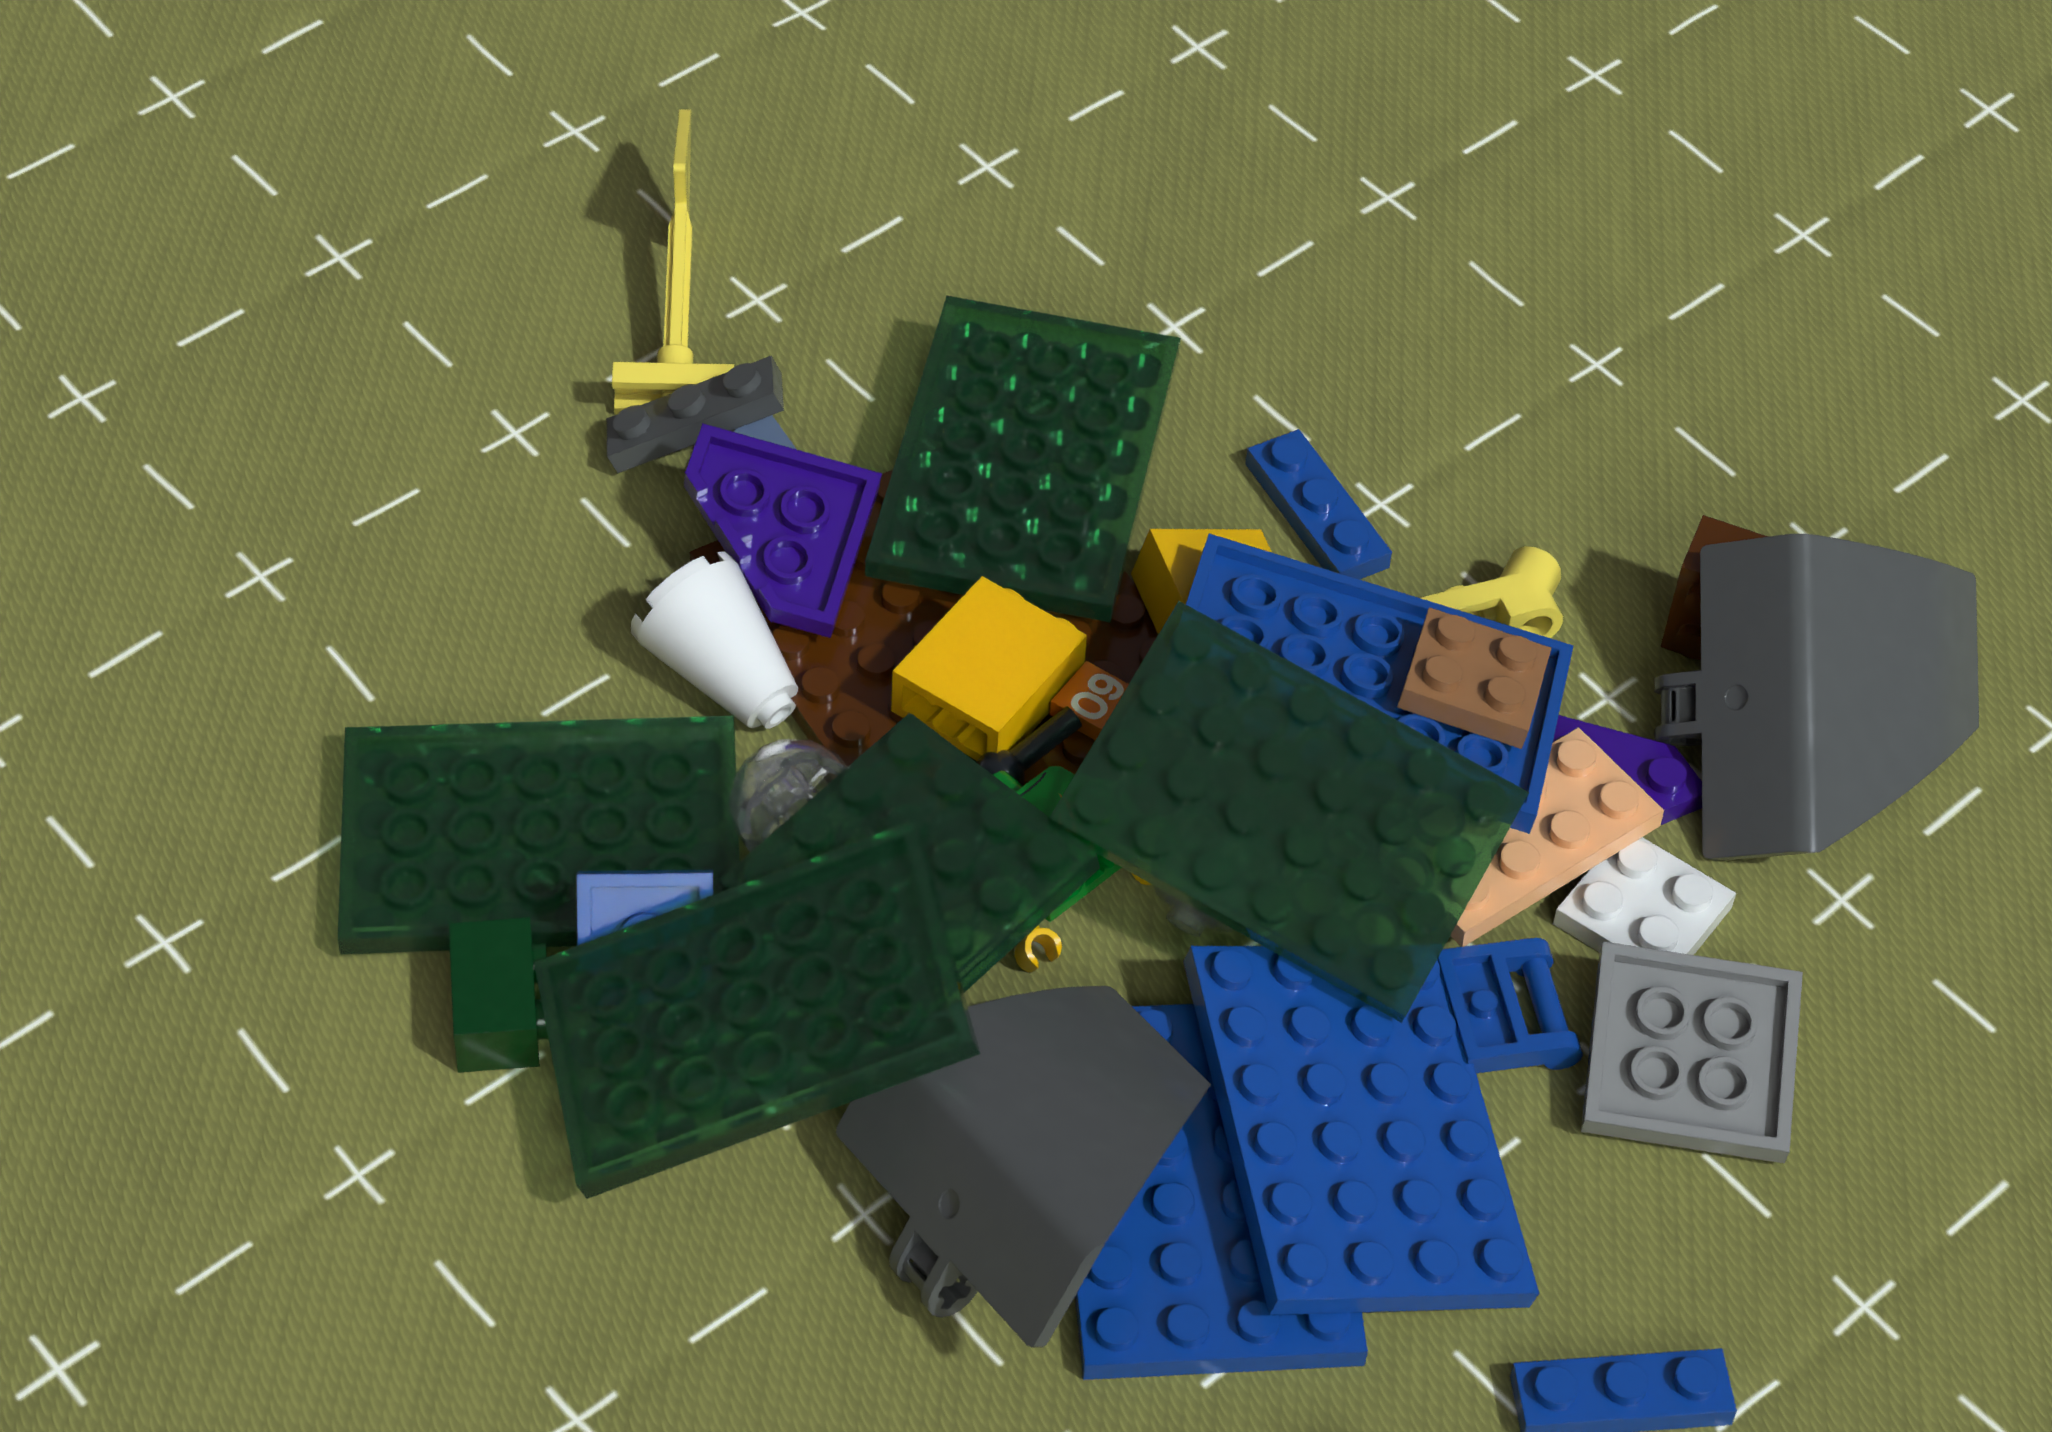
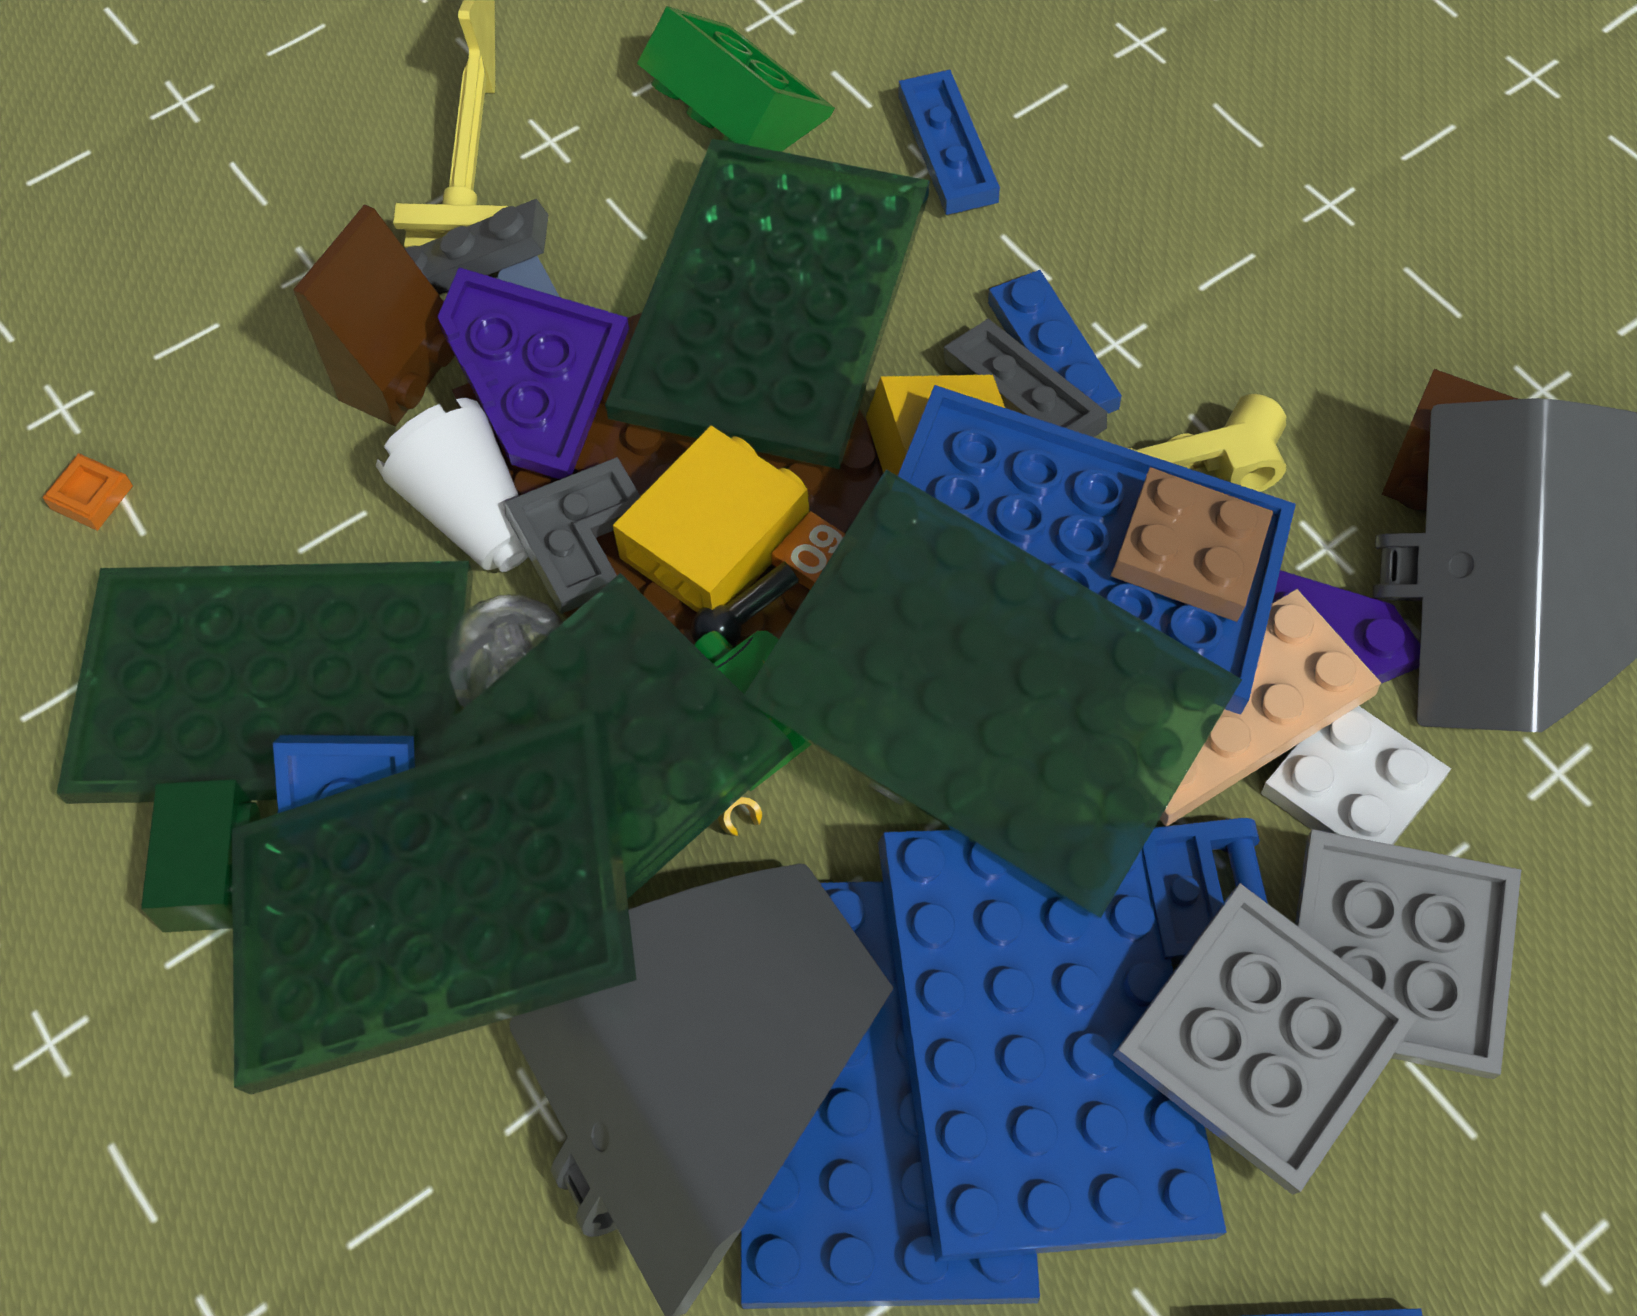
camera: 10 degrees right, 10 degrees up
(308, 657) = (87, 491): none -> orange tile
(616, 482) = (374, 320): none -> reddish brown slope
(836, 679) = (562, 525): none -> dark grey plate
(951, 238) = (730, 82): none -> green slope
(1192, 300) = (948, 142): none -> blue plate
(1288, 530) = (1024, 379): none -> dark grey plate
(1566, 1116) = (1266, 1038): none -> light grey plate

